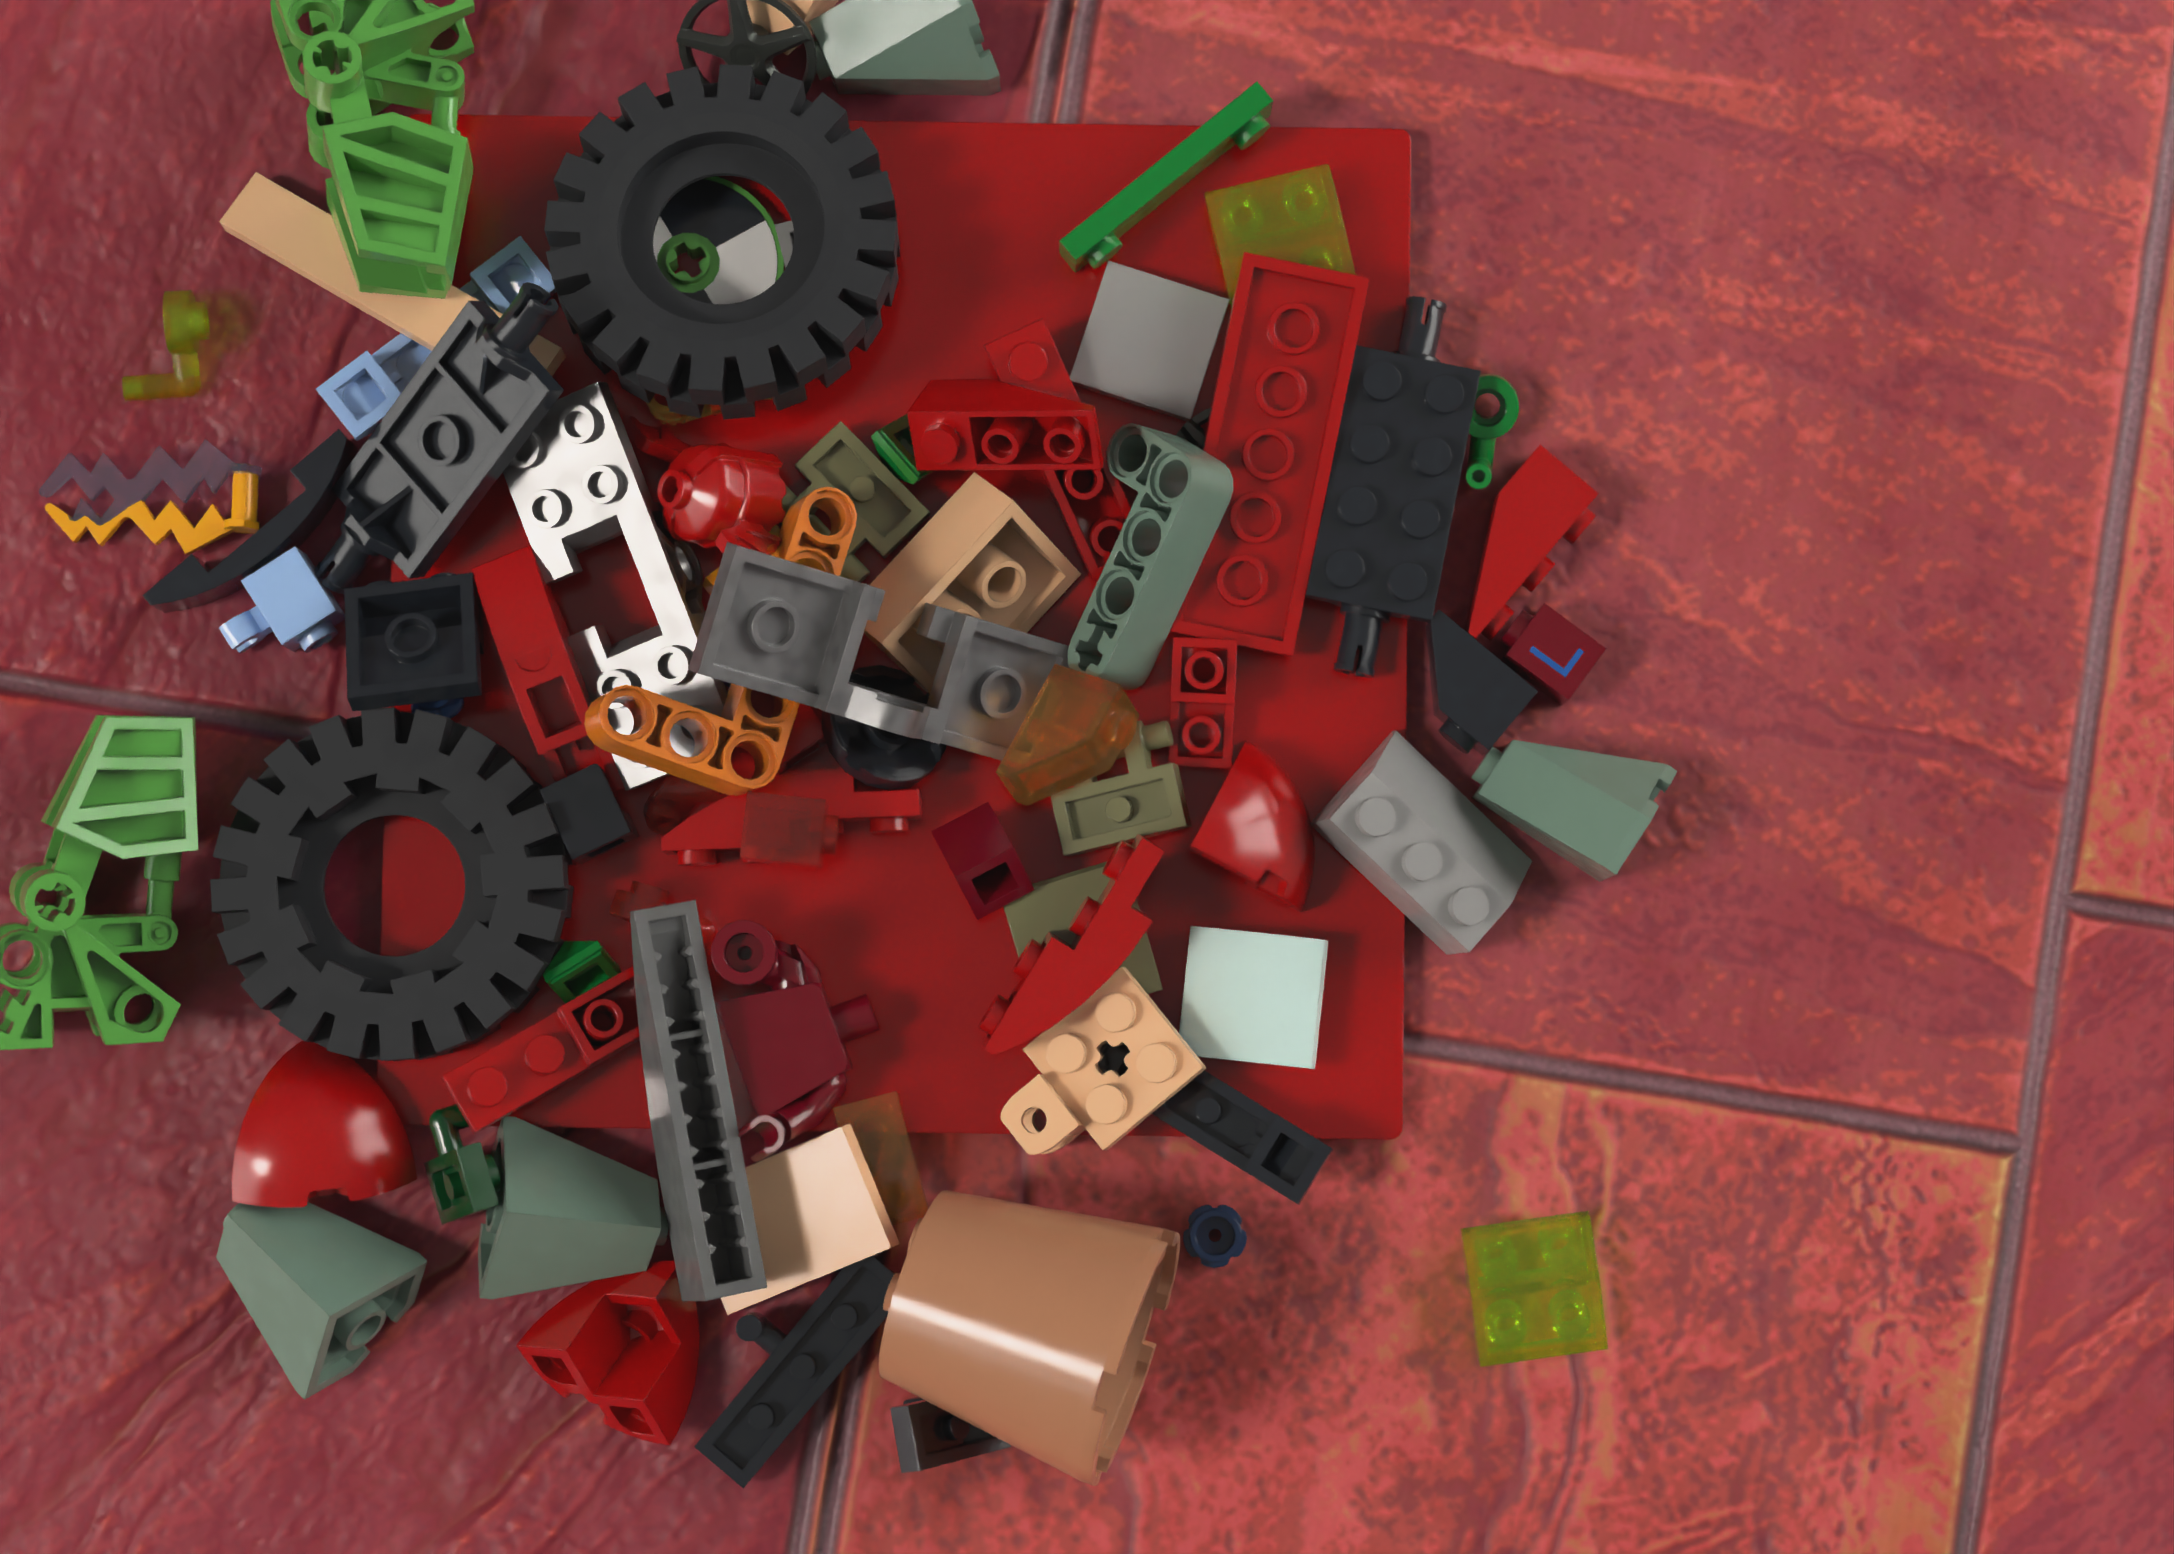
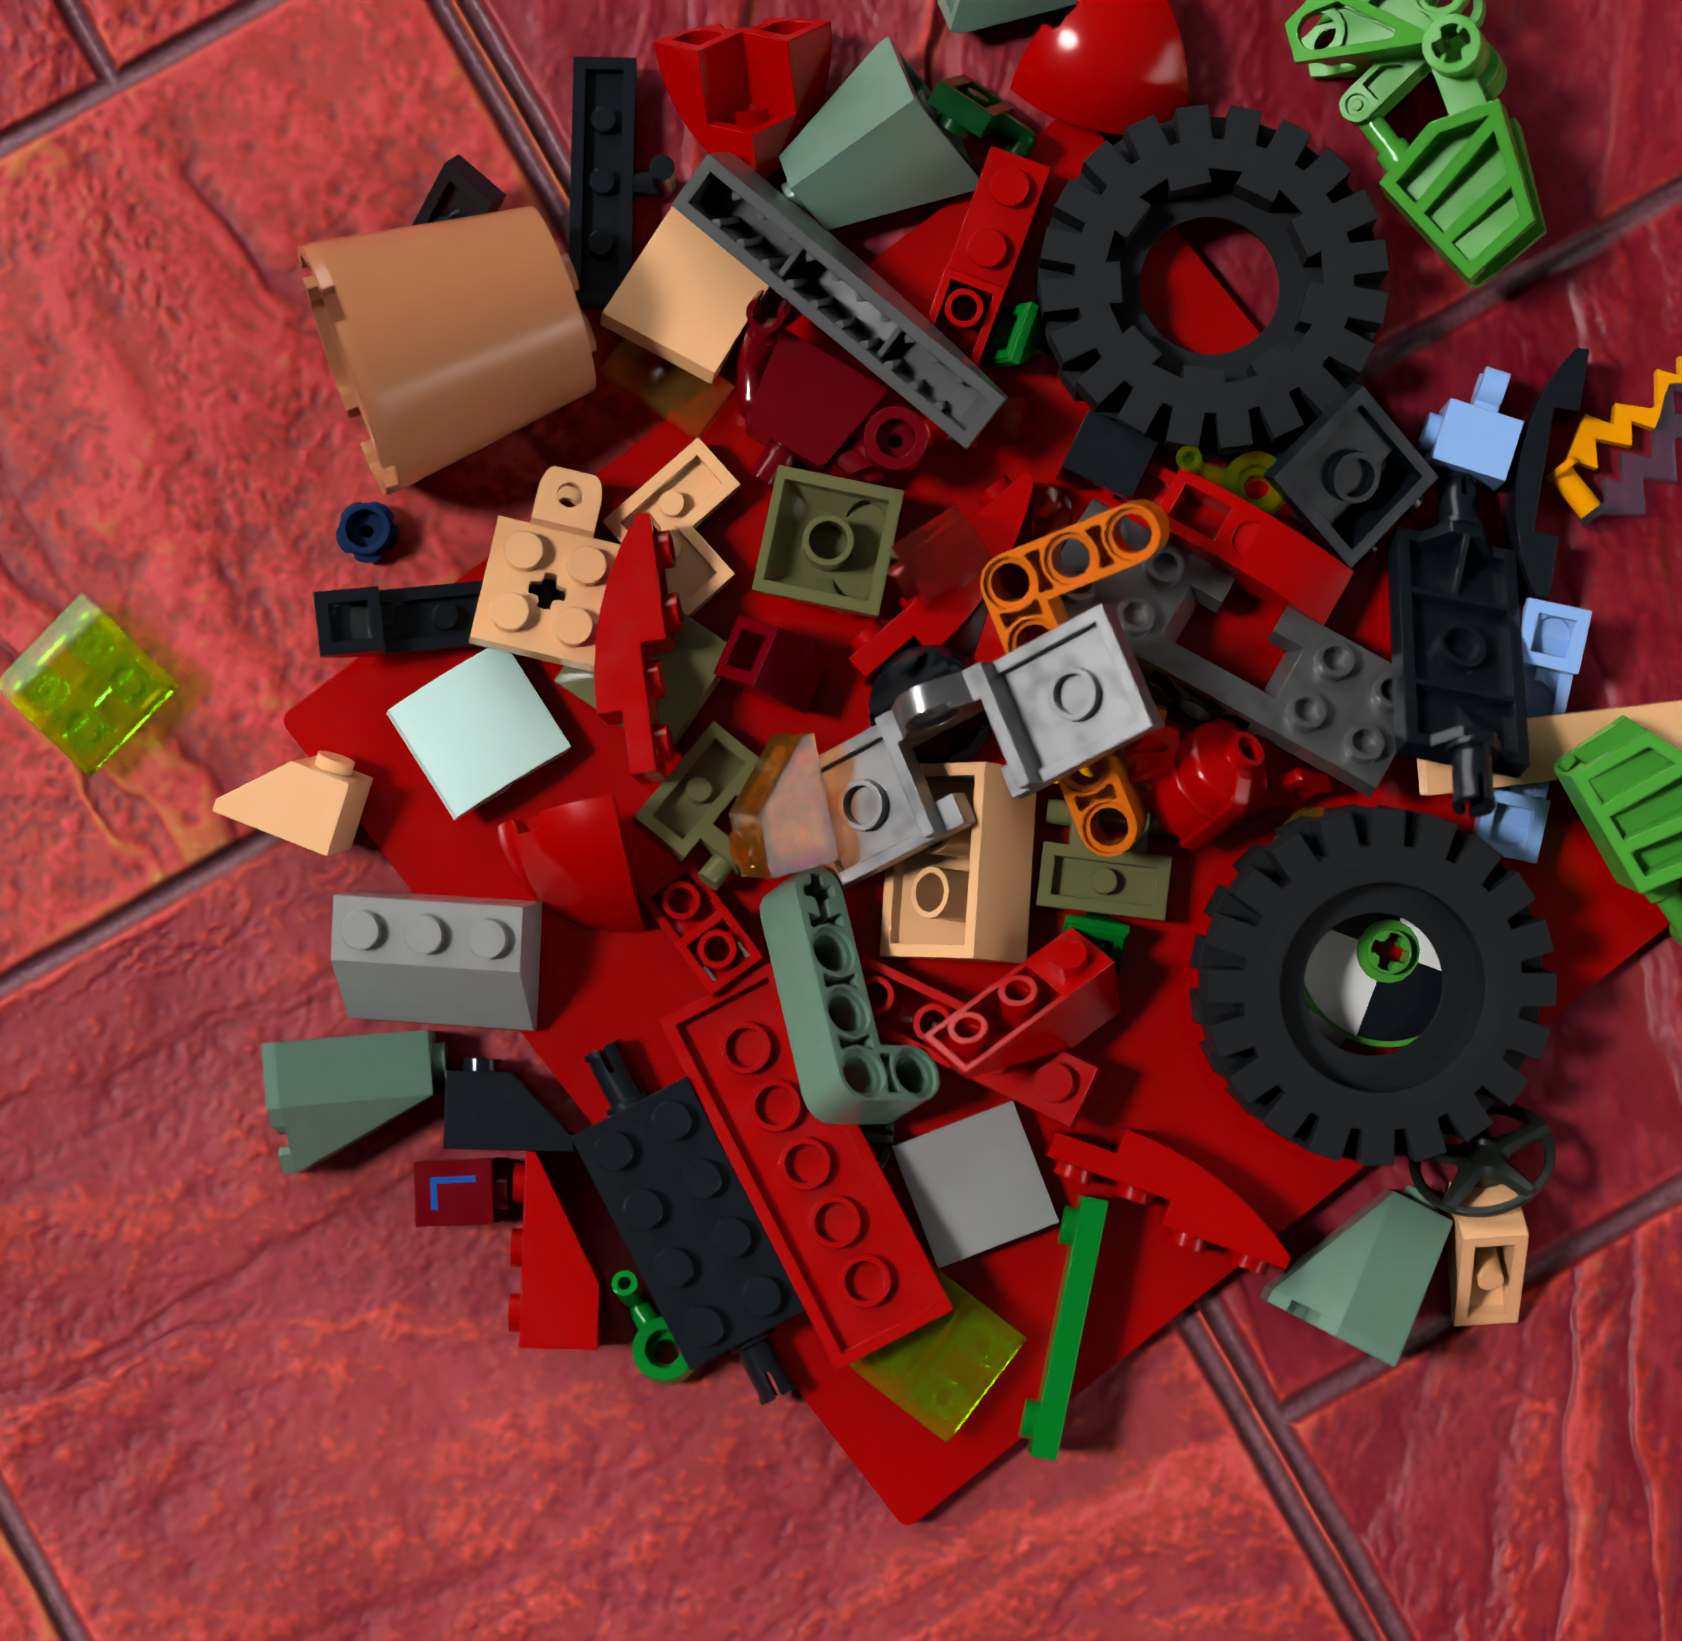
camera: 145 degrees right, 0 degrees up
(503, 720) = (1236, 477): none -> clear neon green plate
(860, 921) = (828, 542): none -> olive slope
(953, 1052) = (680, 501): none -> light nougat plate
(994, 193) = (1195, 1201): none -> red slope
(1436, 1052) = (304, 802): none -> light nougat slope

